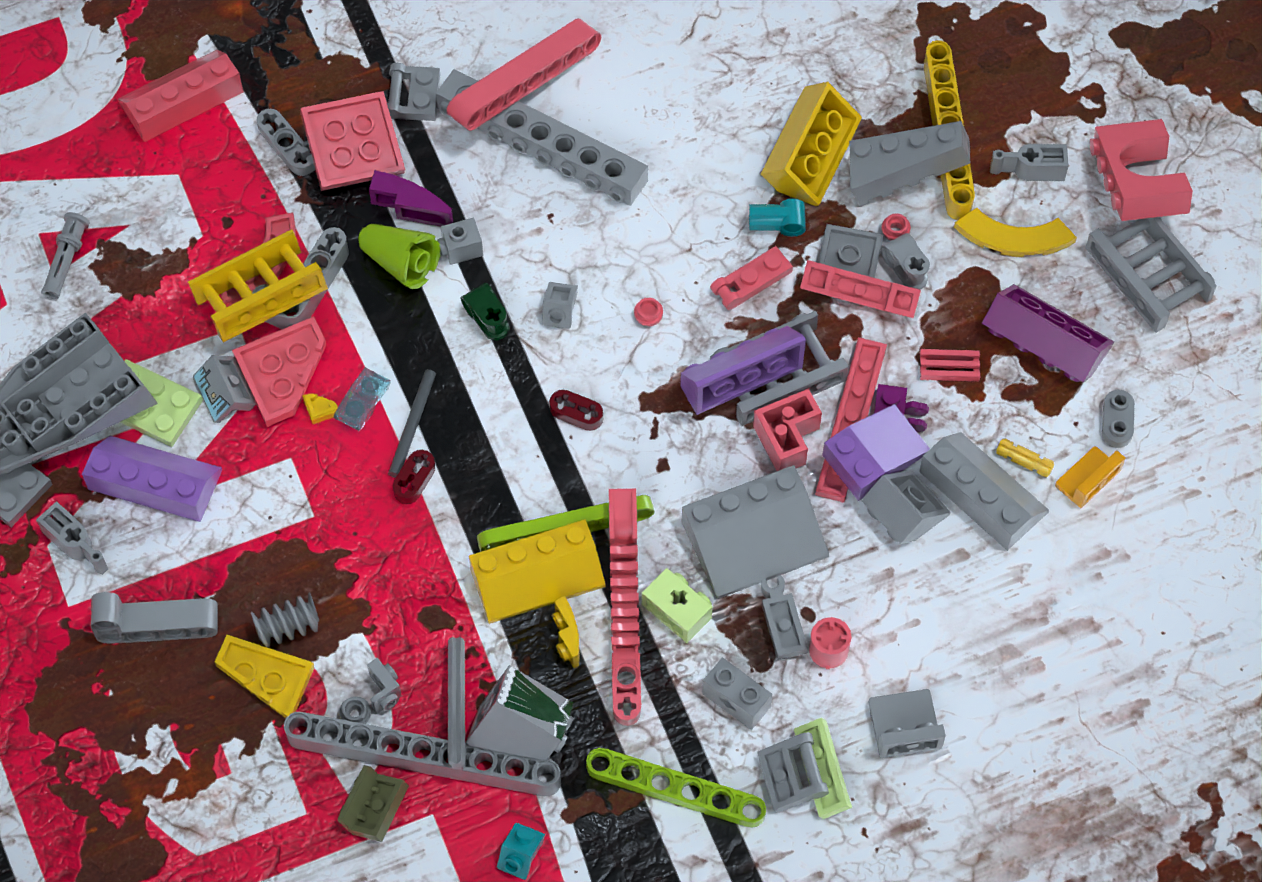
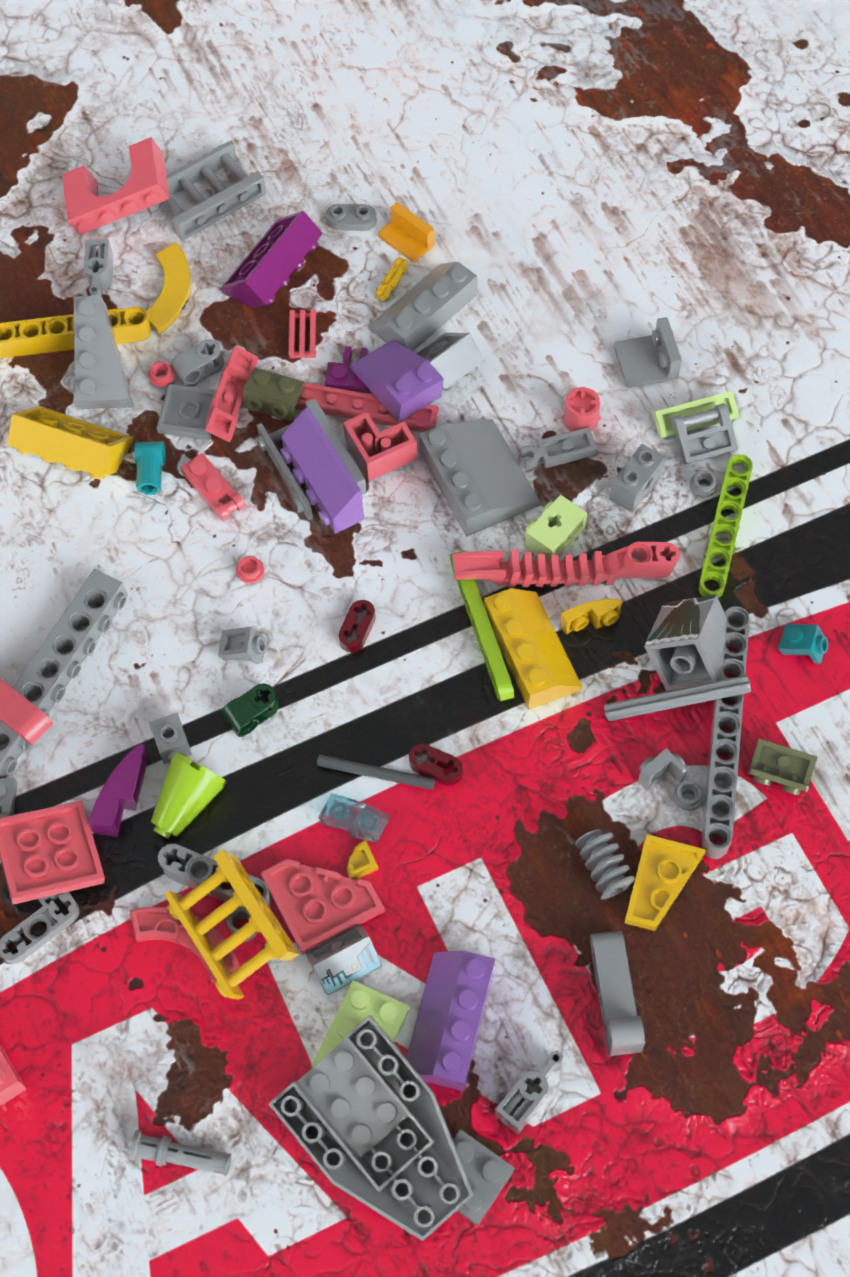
camera: 90 degrees left, 0 degrees up
(731, 760) = (705, 477): none -> light grey plate
(865, 330) = (272, 394): none -> olive bracket

